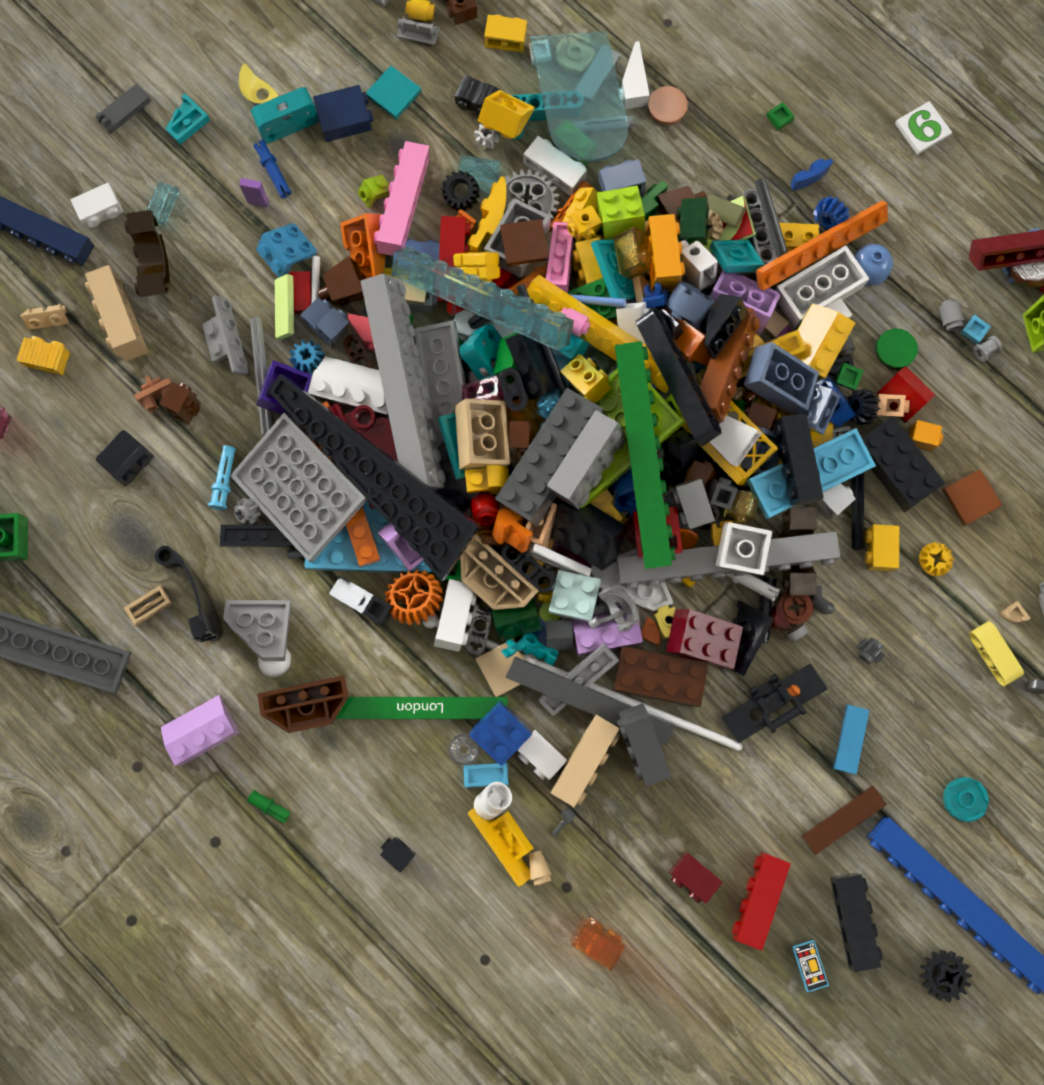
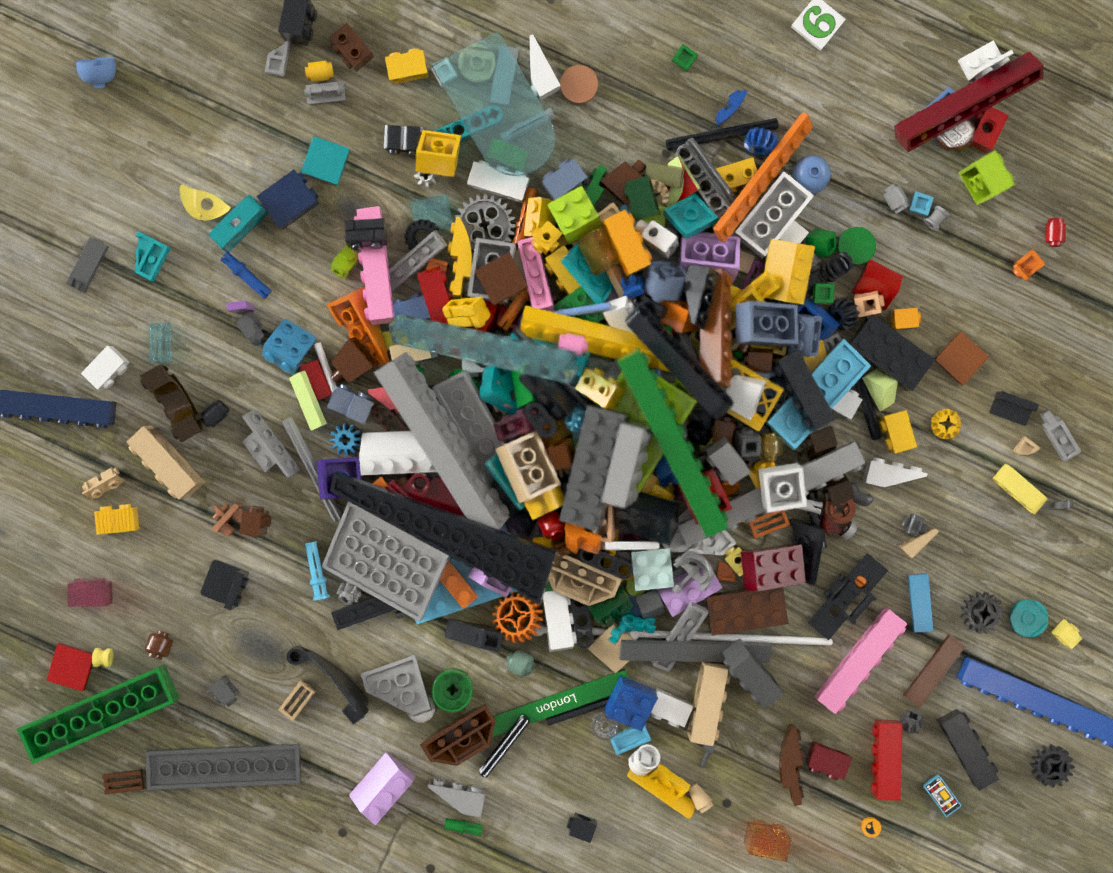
camera: 20 degrees left, 10 degrees up
(29, 495) = (158, 645): none -> reddish brown head
(76, 567) = (224, 691): none -> dark grey brick
(185, 287) = (214, 413): none -> black brick
(256, 218) = (251, 328): none -> dark grey rock
(281, 775) = (463, 798): none -> light grey slope
(310, 637) = (452, 701): none -> green wheel
(347, 732) = (504, 746): none -> black axle
(398, 649) = (520, 663): none -> sand green head
(405, 160) = (366, 233): none -> black brick
(438, 725) = (576, 712): none -> black bar
(445, 206) = (416, 259): none -> light grey tile
(654, 857) = (791, 757): none -> reddish brown slope
(696, 596) = (753, 528): none -> orange tile
(718, 973) = (871, 827): none -> light orange tile
(767, 777) = (860, 660): none -> bright pink brick
(792, 196) = (722, 134): none -> black axle
(802, 866) = (912, 721): none -> dark grey gear
(855, 587) = (886, 475): none -> white slope
(862, 673) = (917, 543): none -> tan slope
(864, 332) = (823, 241): none -> green panel
(871, 358) = (837, 267): none -> black gear
(879, 498) = (881, 388): none -> yellowish green slope
(908, 768) = (983, 605): none -> black gear
(1004, 830) = (1067, 634): none -> light yellow brick
(1013, 566) = (1012, 407): none -> black panel

